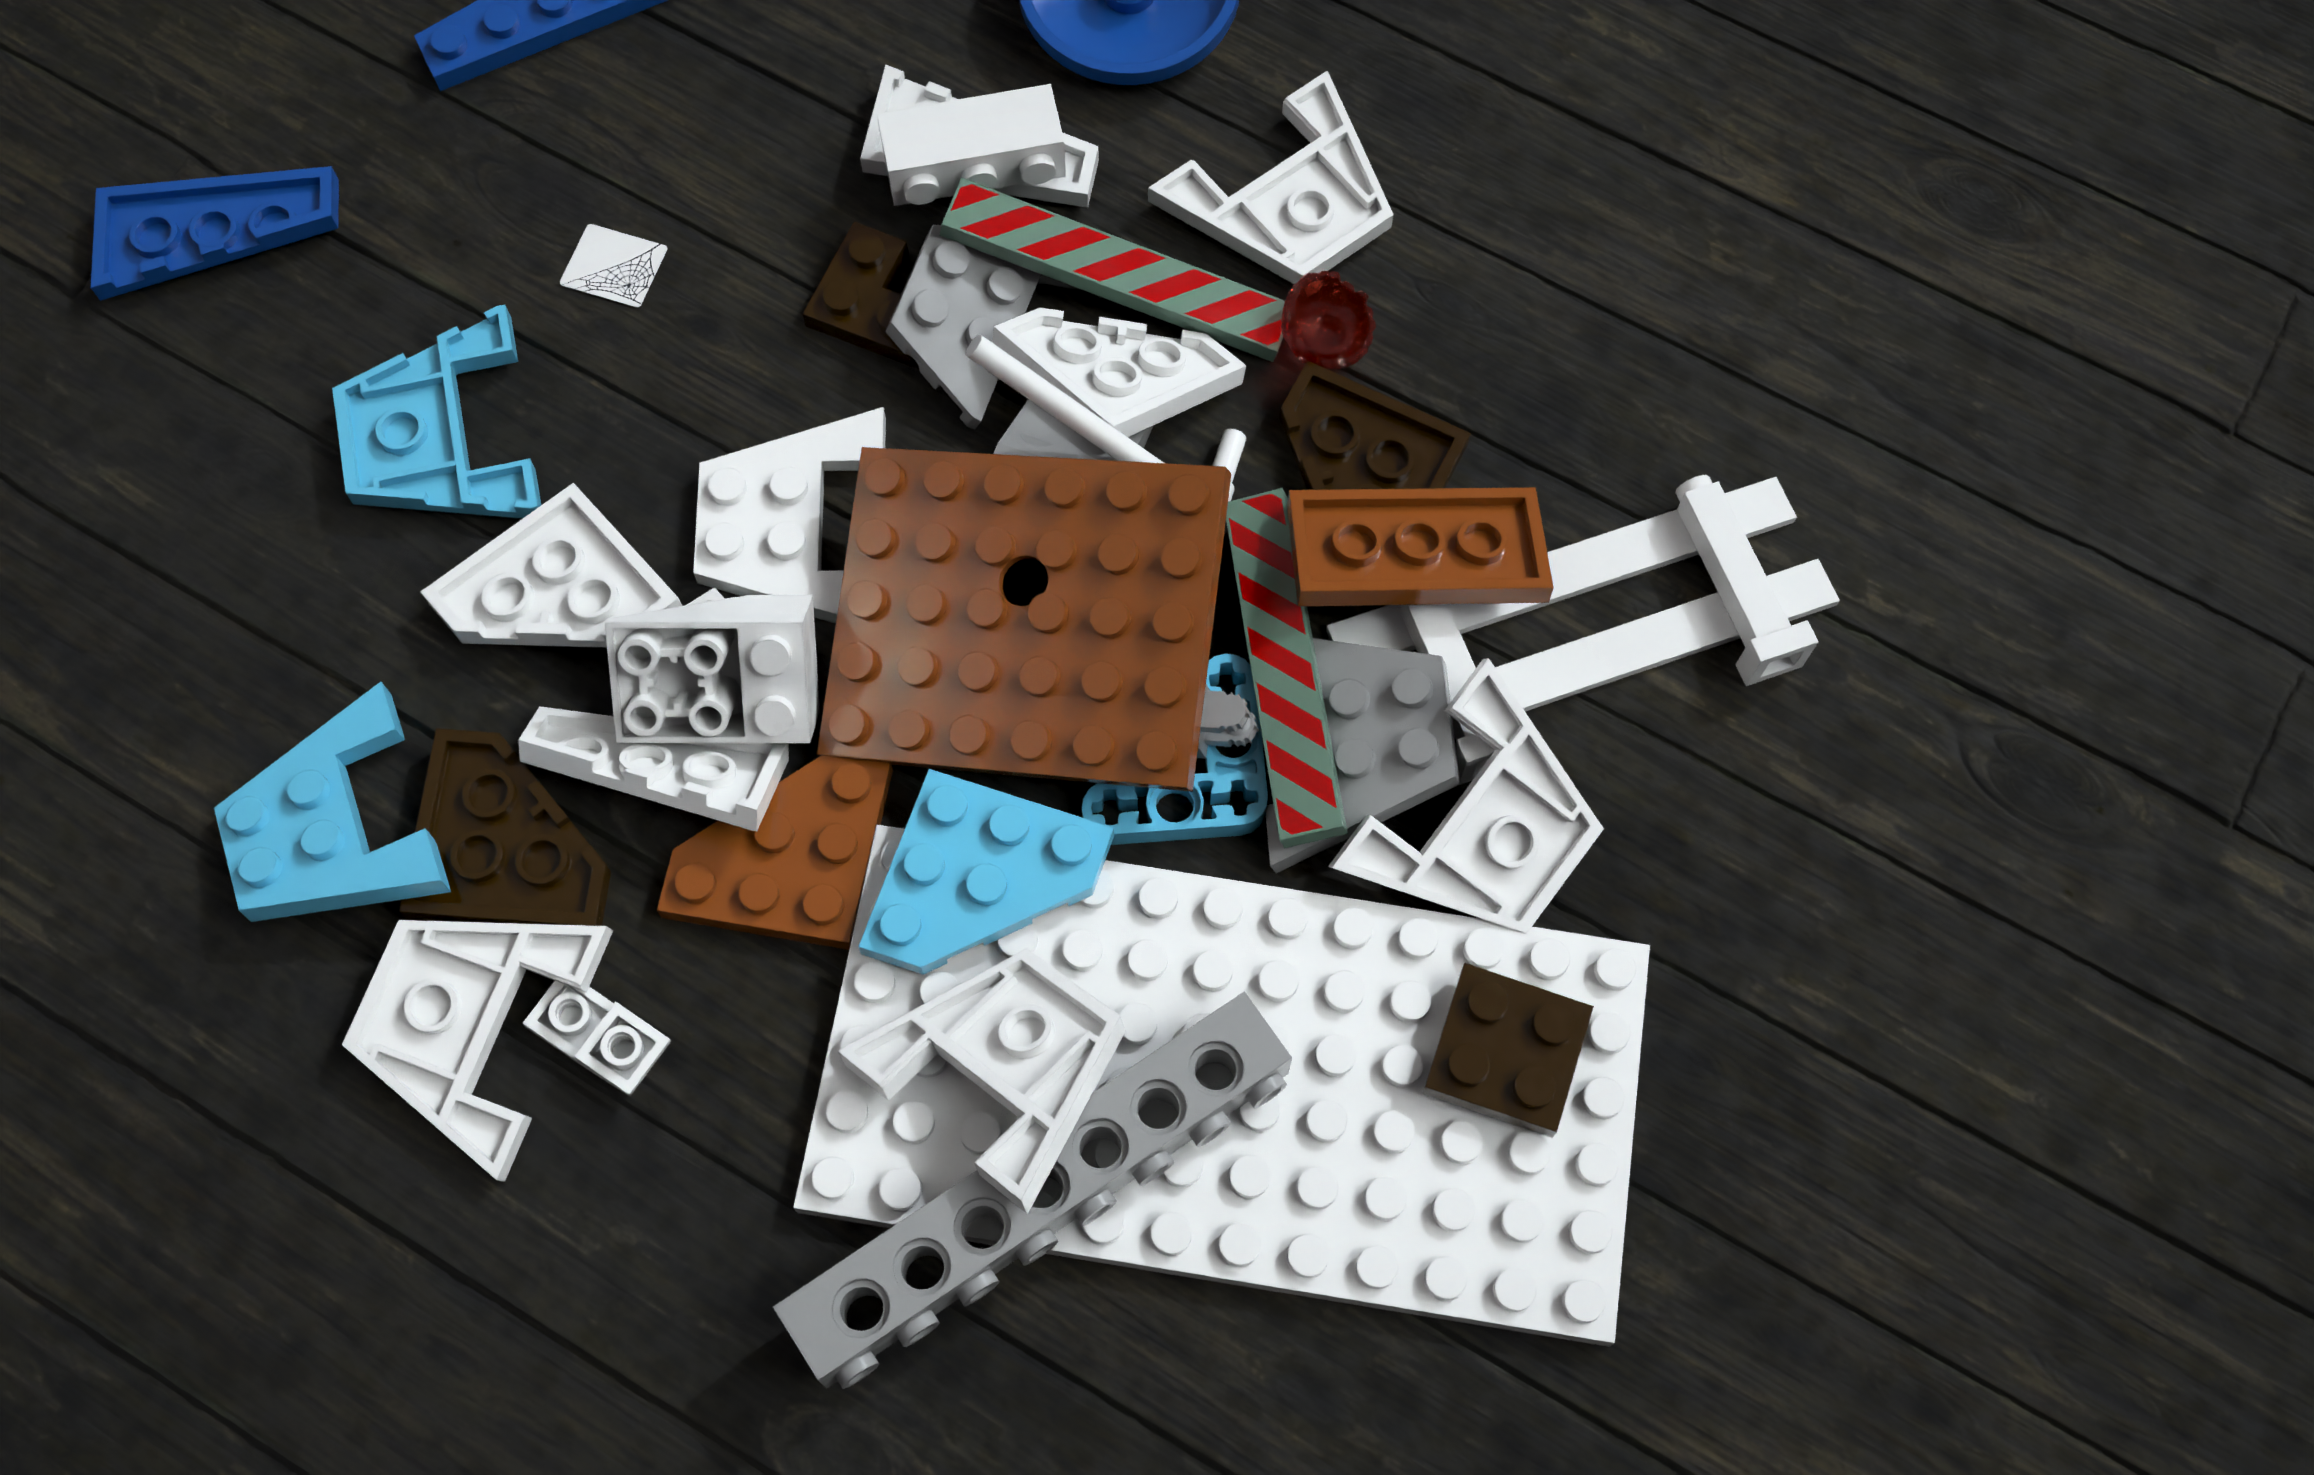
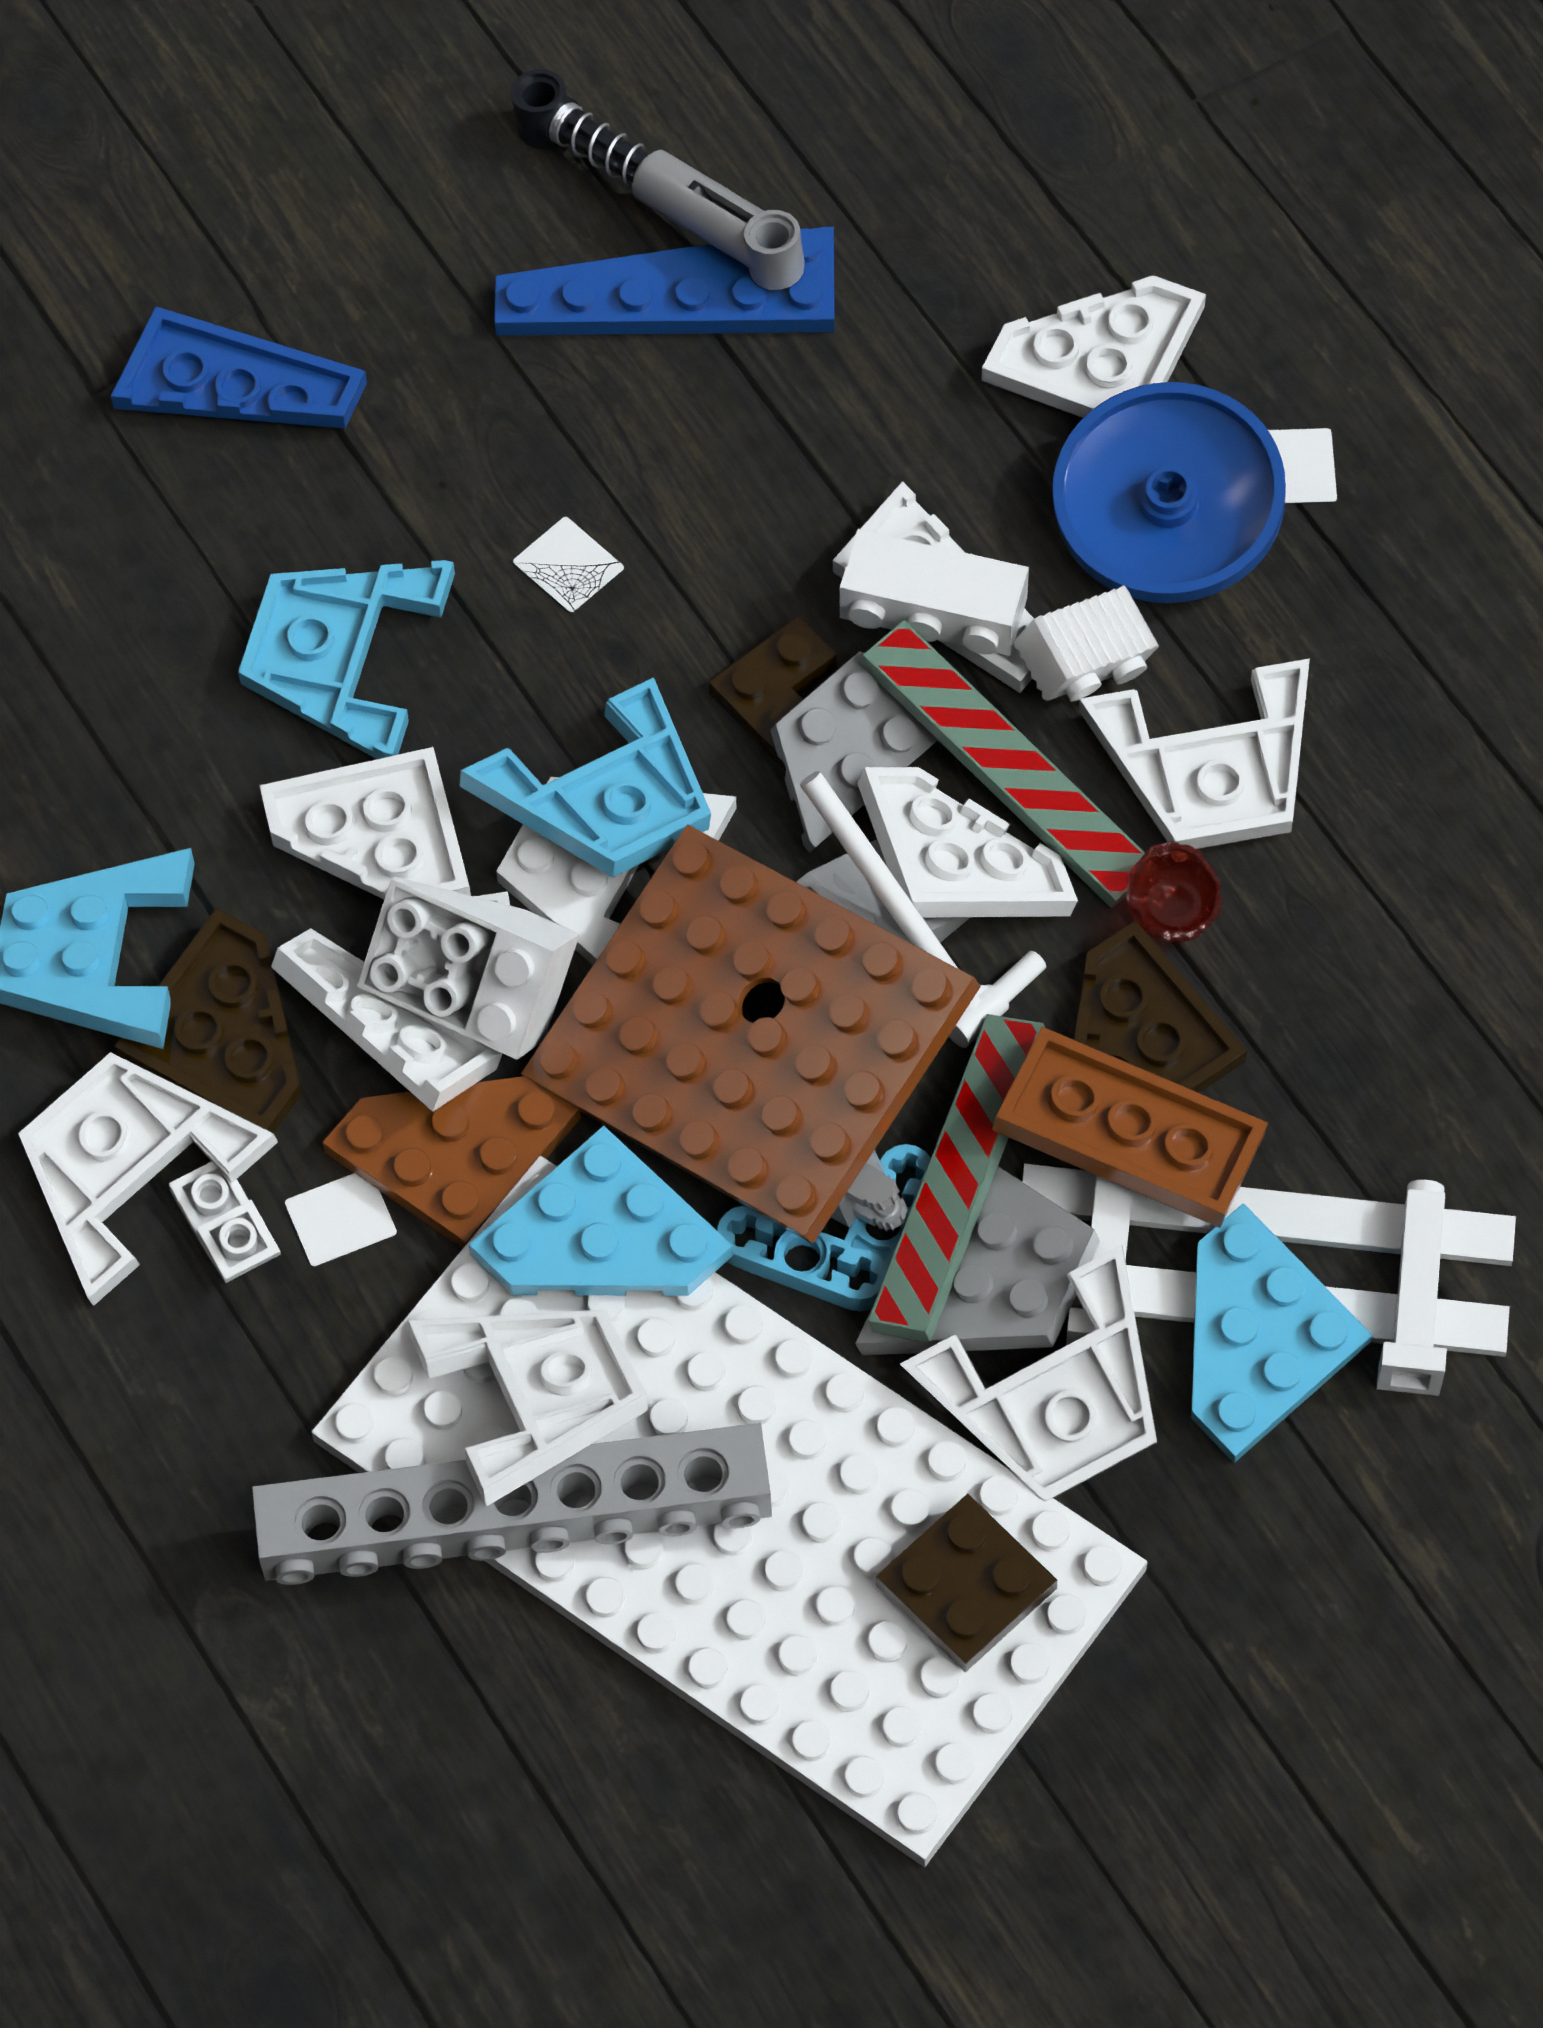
camera: 30 degrees right, 5 degrees down
(709, 976) = (339, 1218): none -> white sticker
(779, 463) = (615, 806): none -> medium azure wing
(1131, 136) = (1087, 644): none -> white brick
(1627, 684) = (1260, 1333): none -> medium azure plate

